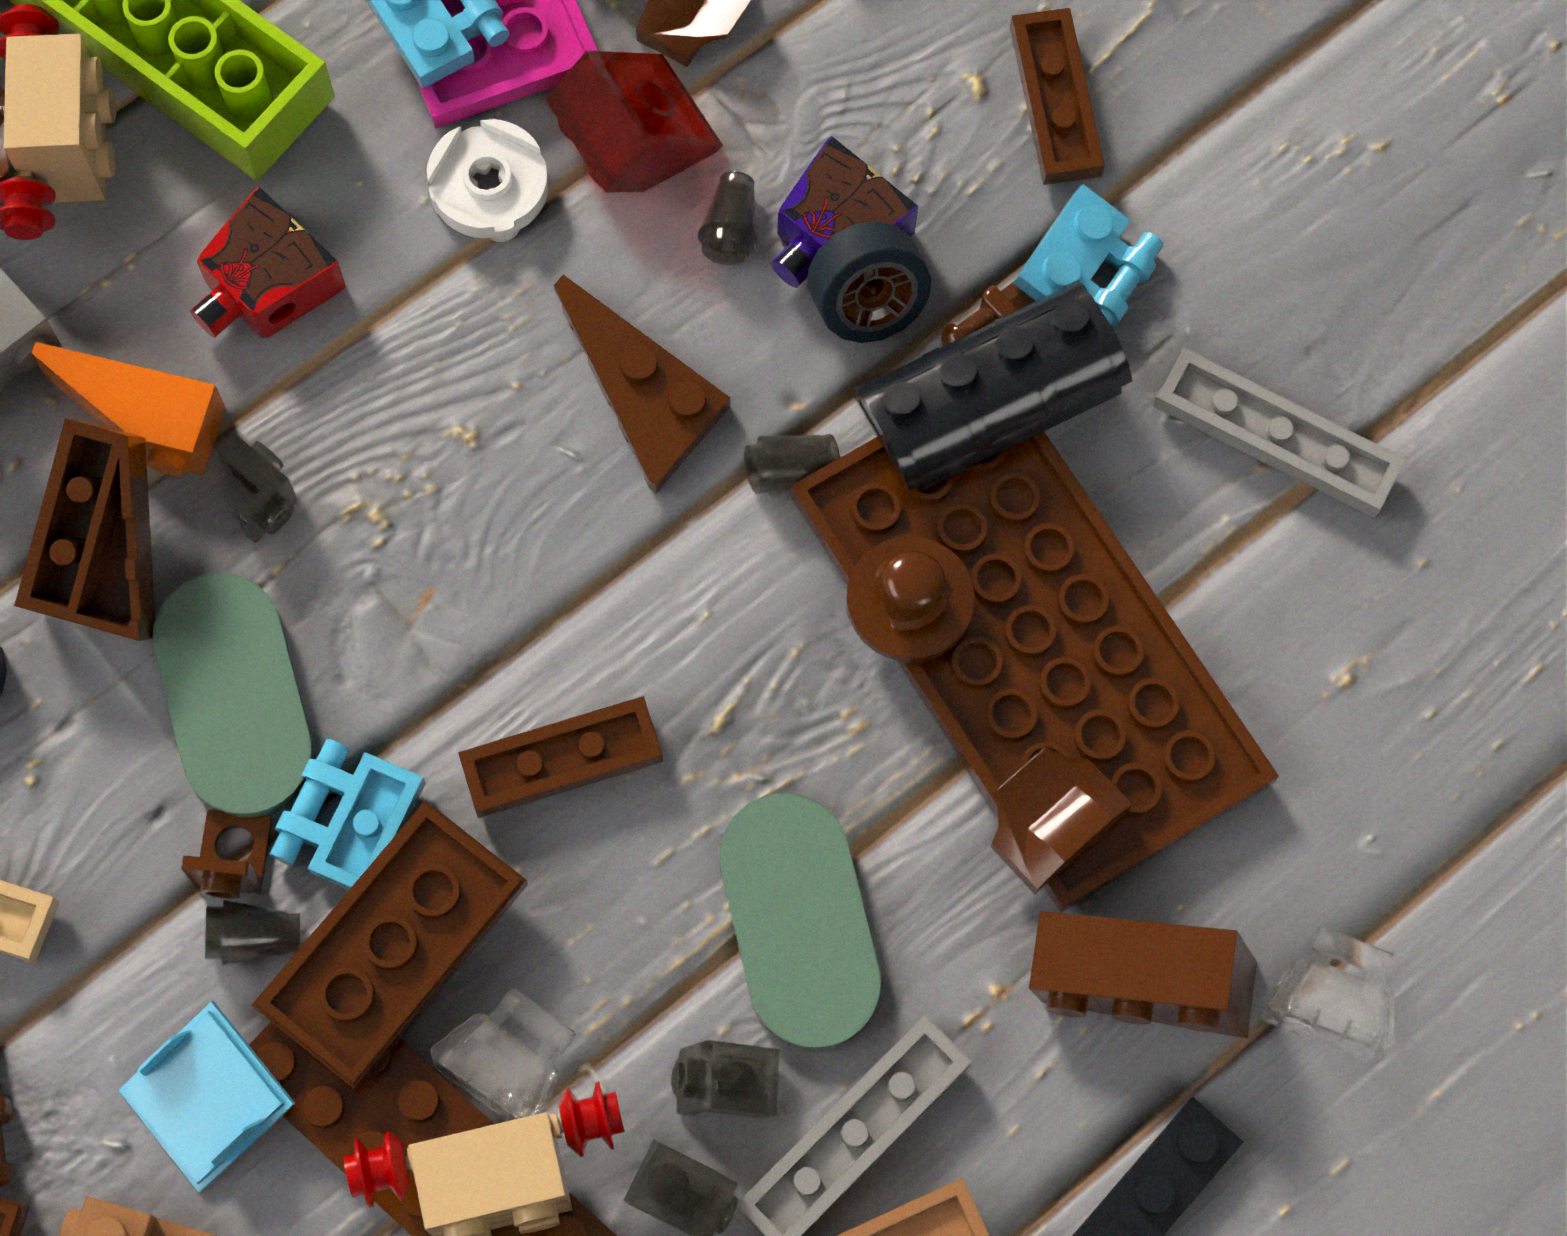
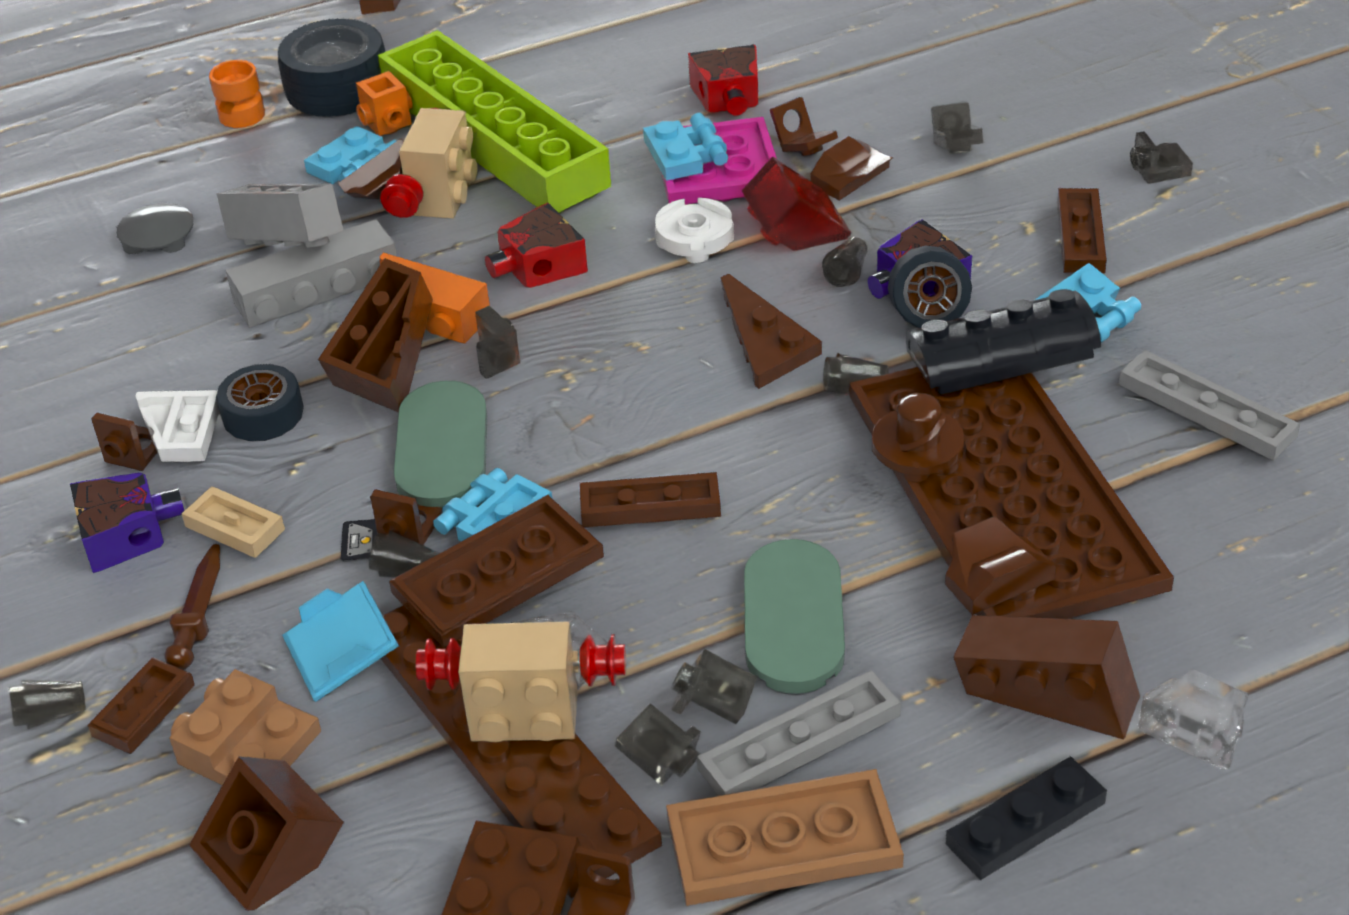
camera: 20 degrees right, 30 degrees down
(169, 894) = (357, 539): none -> sticker

